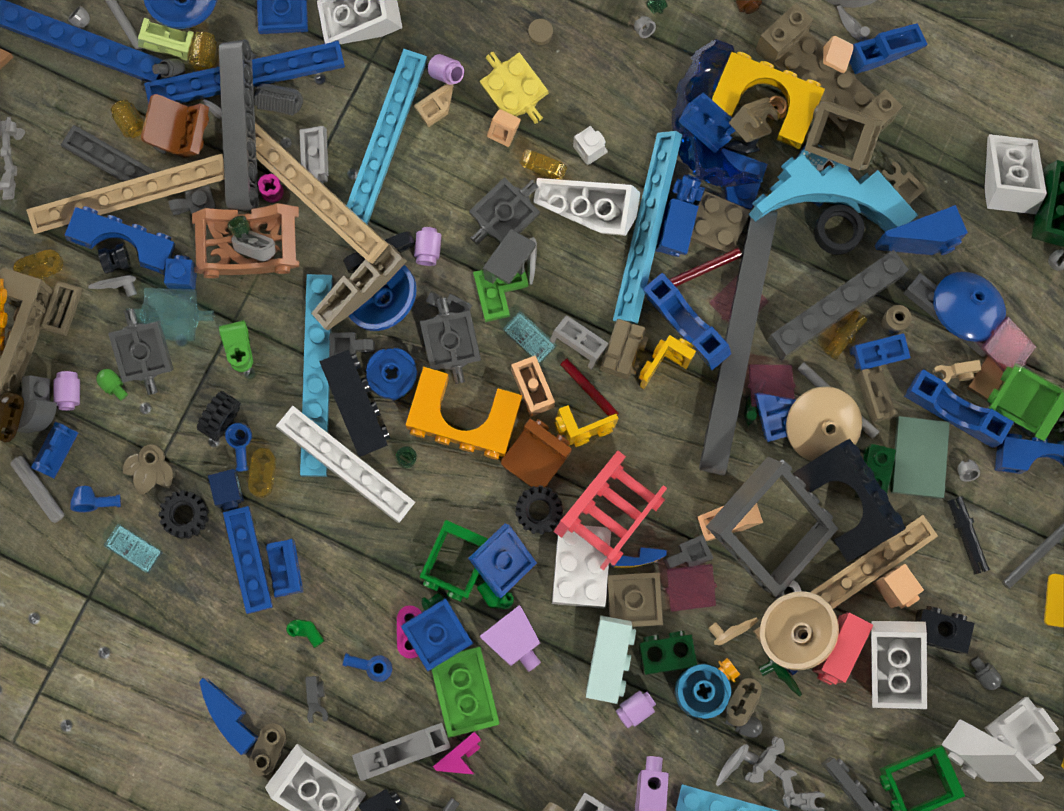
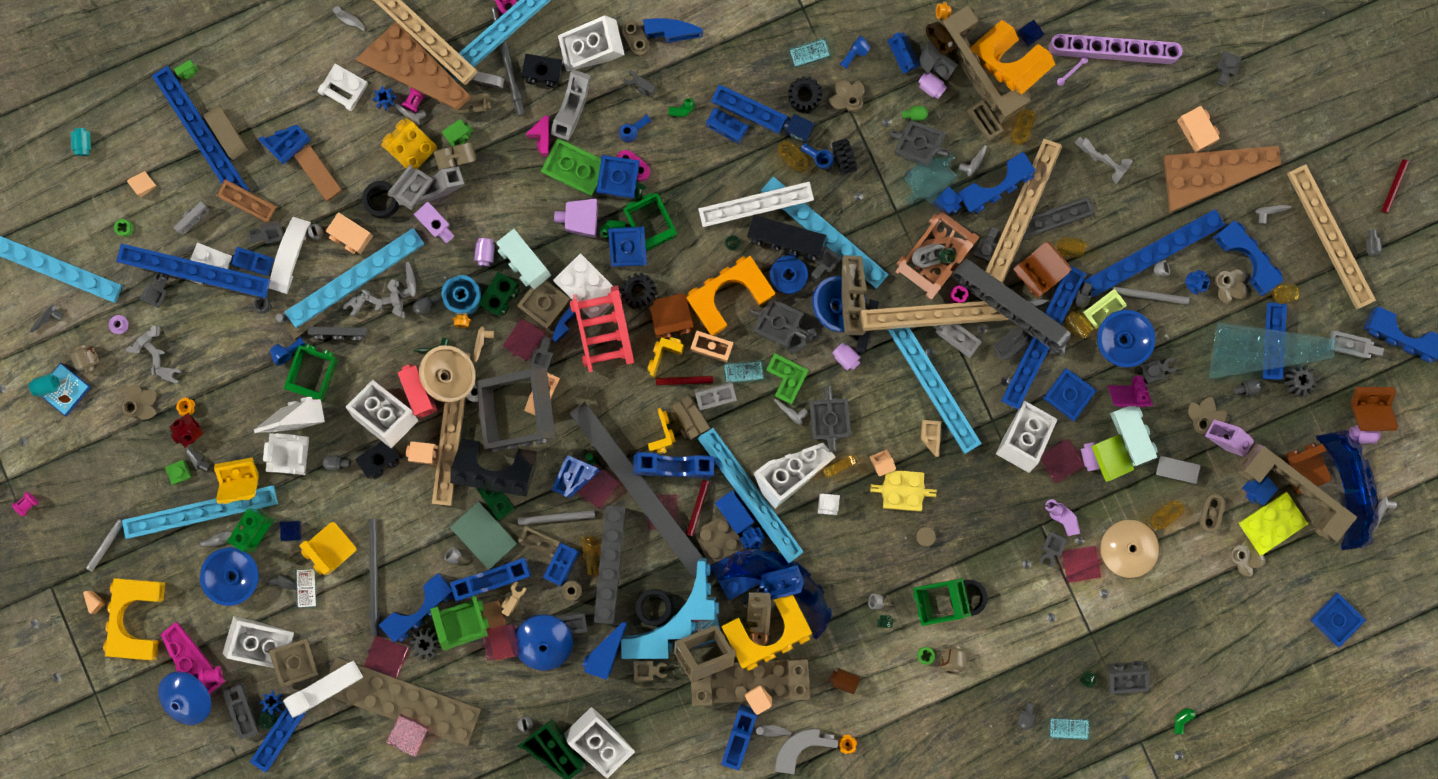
camera: 140 degrees right, 5 degrees up
(37, 489) = (888, 26): light grey axle -> none
(114, 258) = (990, 172): black wheel -> none
(236, 342) = (881, 202): bright green piece -> none
(445, 69) = (946, 457): lavender brick -> none
(508, 258) = (797, 394): dark grey panel -> none
(748, 704) = (433, 315): dark tan beam -> none
(813, 413) = (558, 495): tan dish -> none
(968, 535) = (418, 522): black pin -> none

